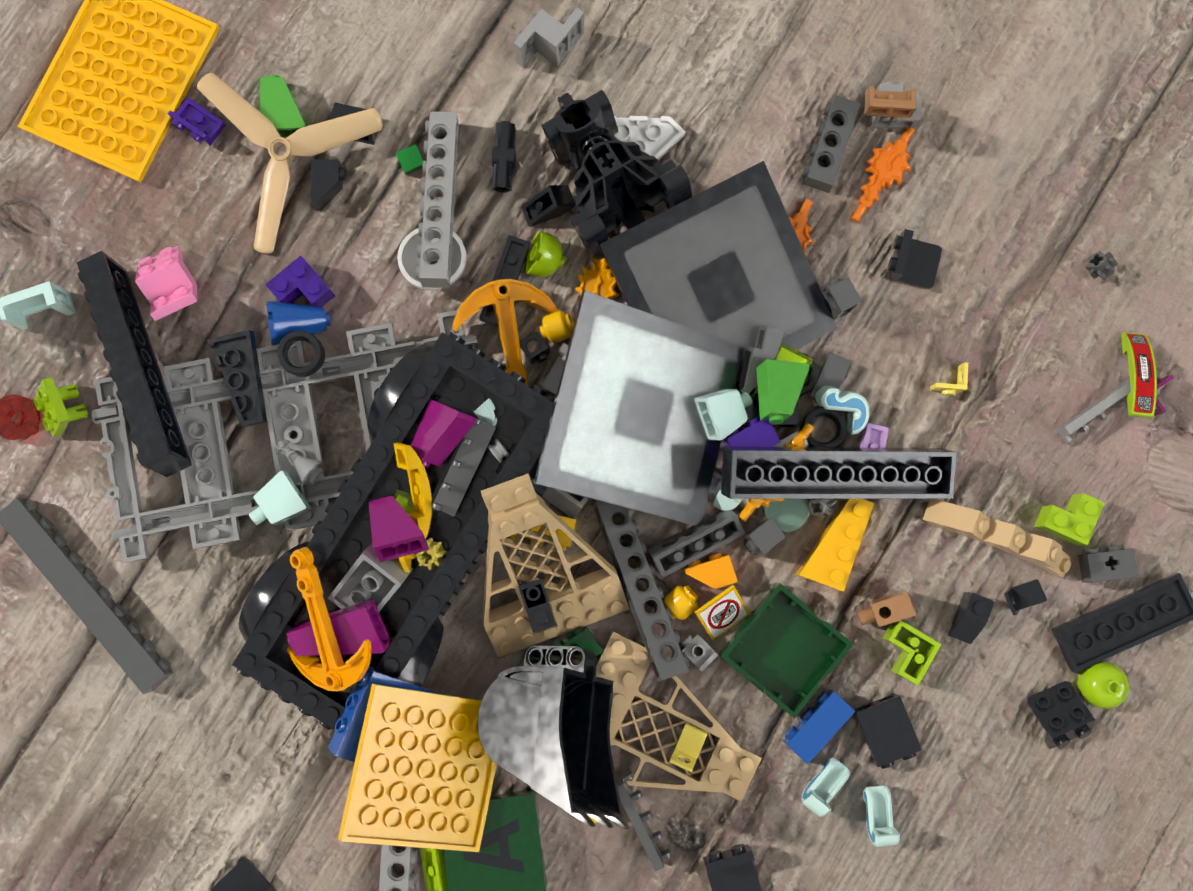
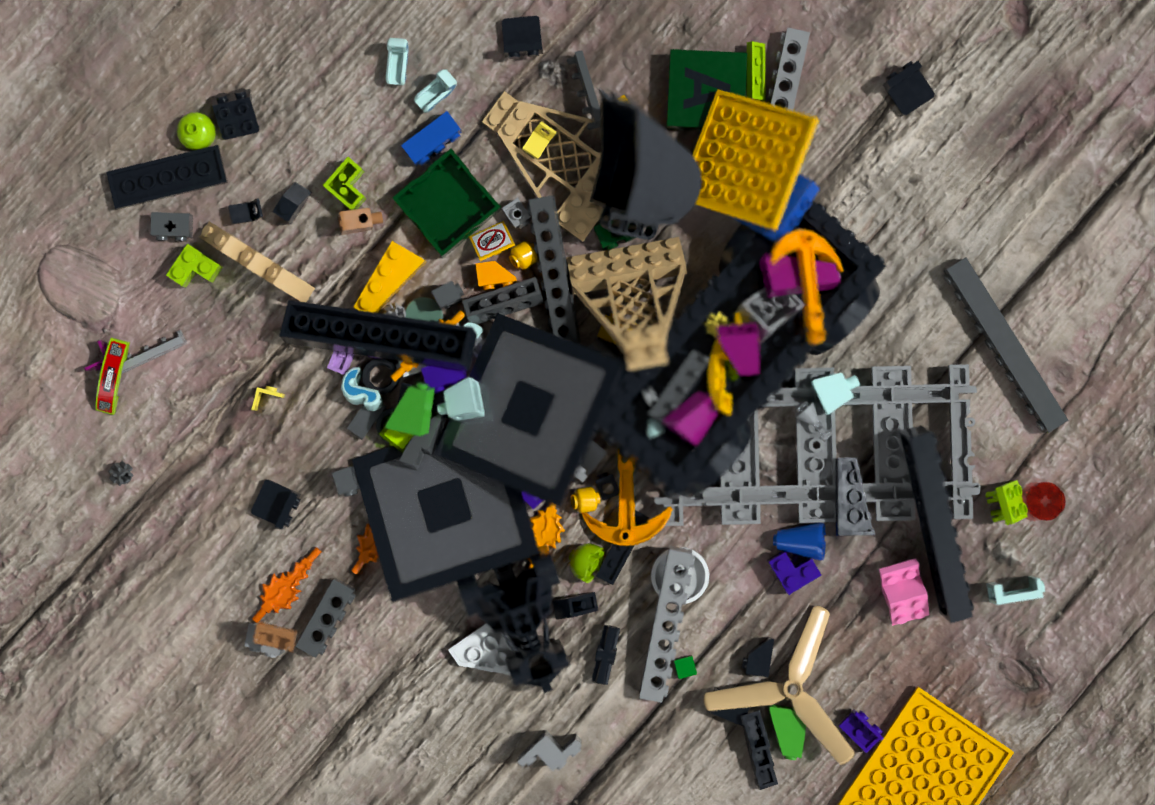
camera: 165 degrees left, 5 degrees up
(289, 340) = (799, 524): black tyre -> none
(310, 80) = (758, 749): none -> black slope
(538, 606) = (639, 270): black slope -> none
(887, 730) = (377, 125): black panel -> none

